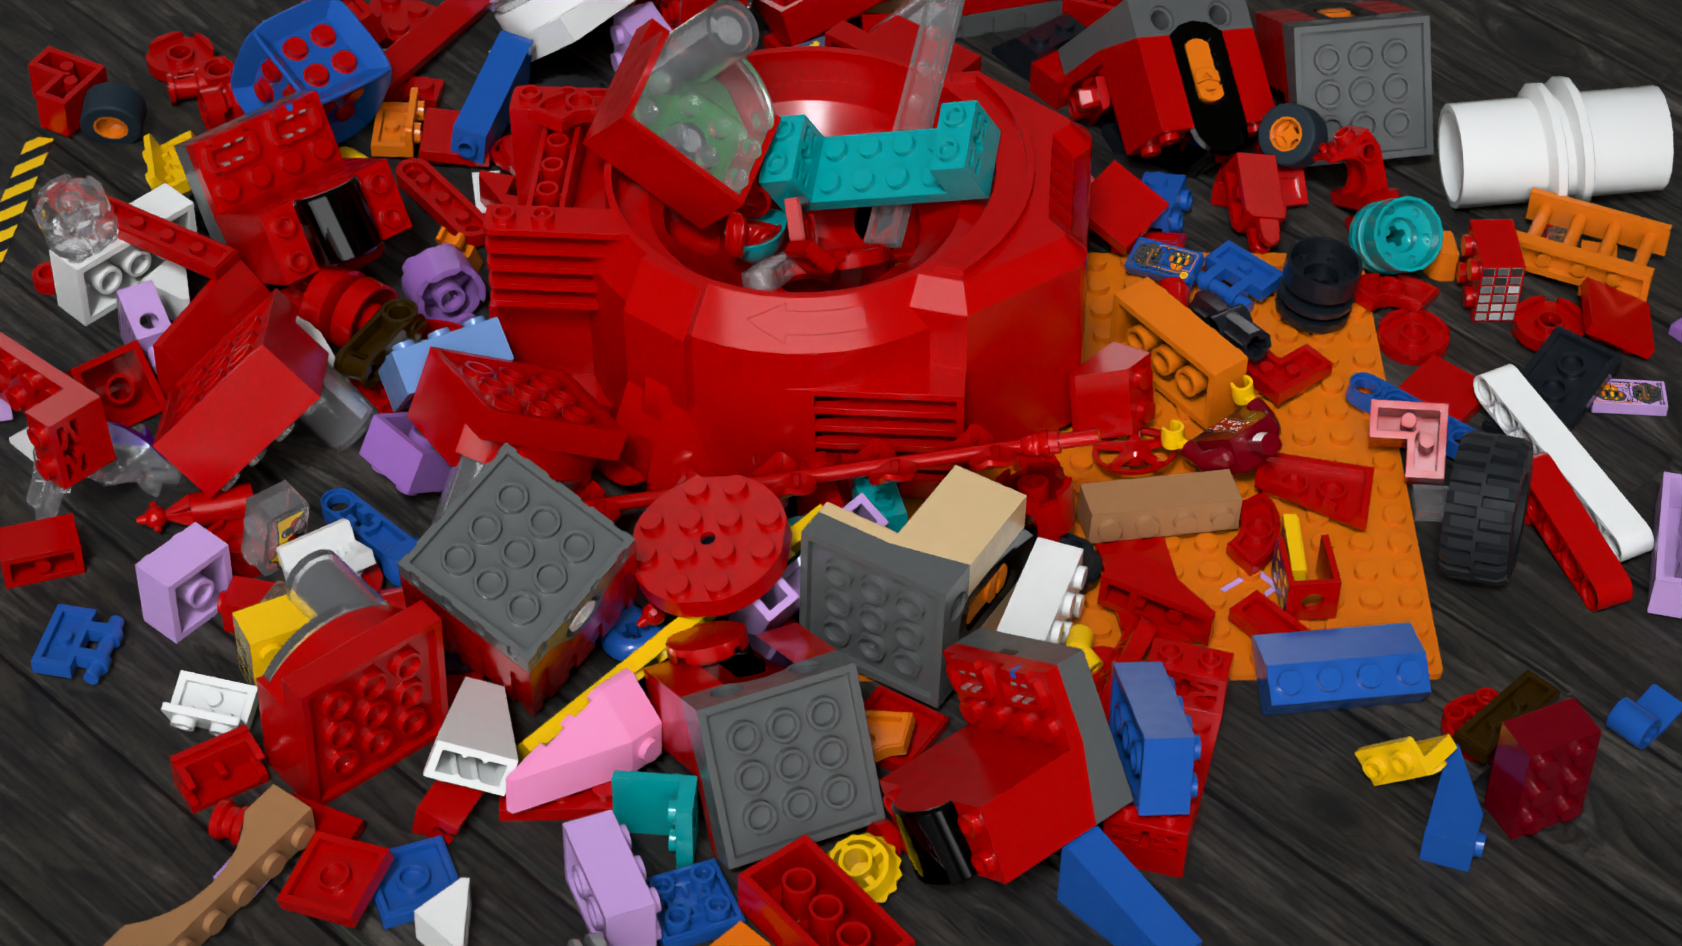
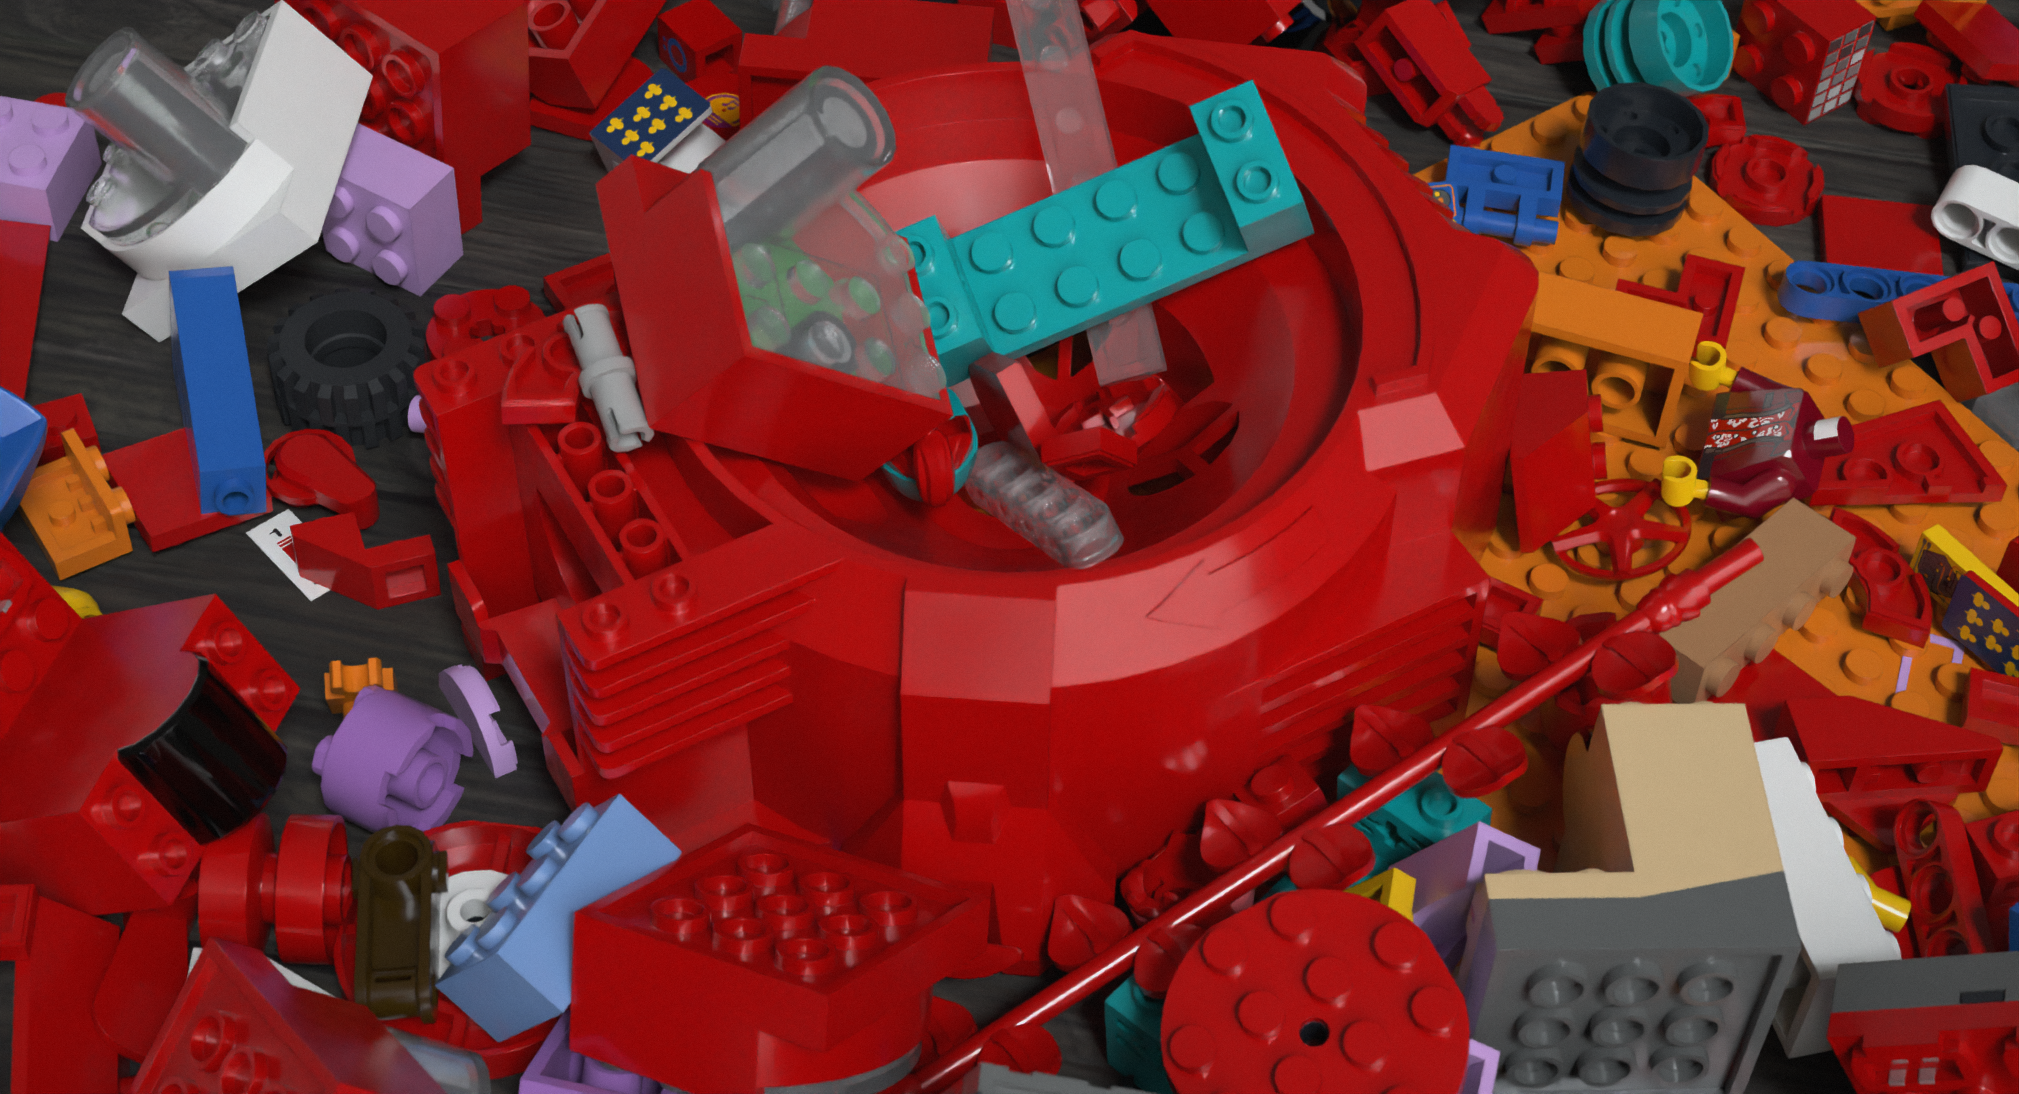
camera: 35 degrees left, 5 degrees up
(441, 199) = (274, 611): red plate -> none
(582, 115) = (608, 377): none -> light grey pin
(1232, 323) = (1596, 263): black piece -> none

